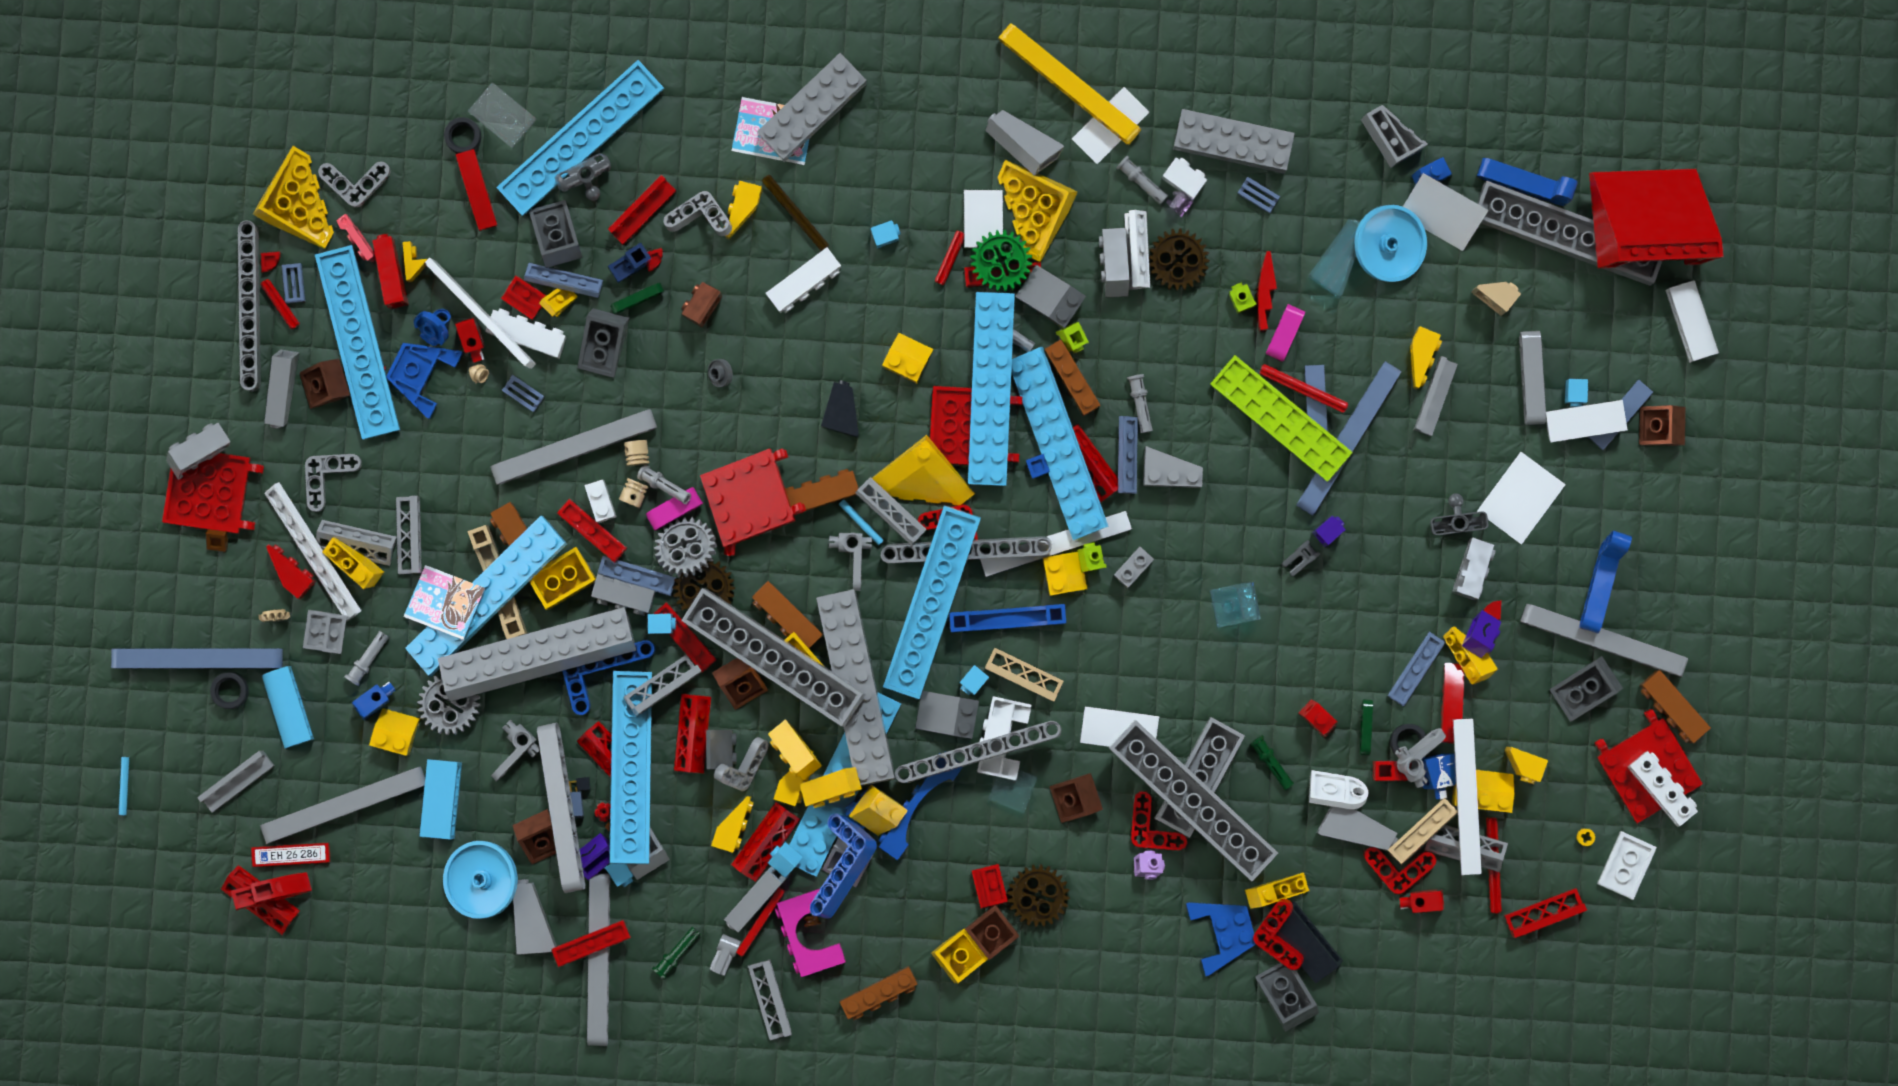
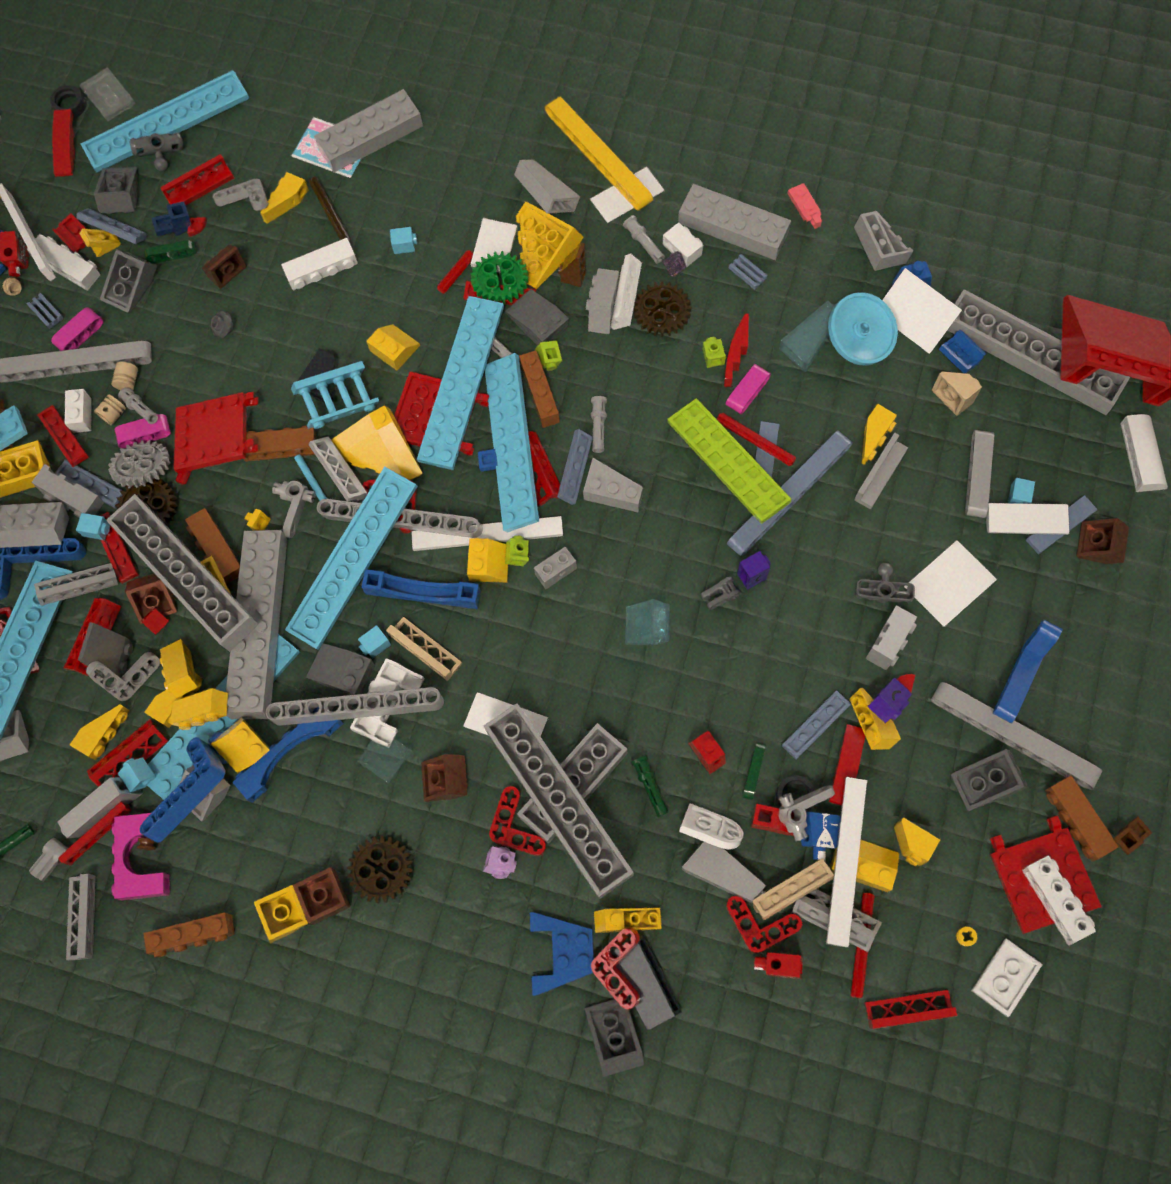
camera: 20 degrees right, 15 degrees down
(567, 411) = (77, 330): none -> dark pink beam
(750, 705) = (154, 621): none -> red tile
(822, 581) = (257, 521): none -> yellow tile
(850, 425) = (337, 377): none -> medium azure fence
(989, 885) = (333, 848): red plate -> none
(1076, 234) = (574, 267): none -> reddish brown slope
(1304, 101) = (805, 205): none -> coral hinge
(1495, 247) = (962, 352): none -> blue bracket
(1556, 192) = (1029, 313): blue beam -> none
(1721, 713) = (1132, 835): none -> reddish brown slope

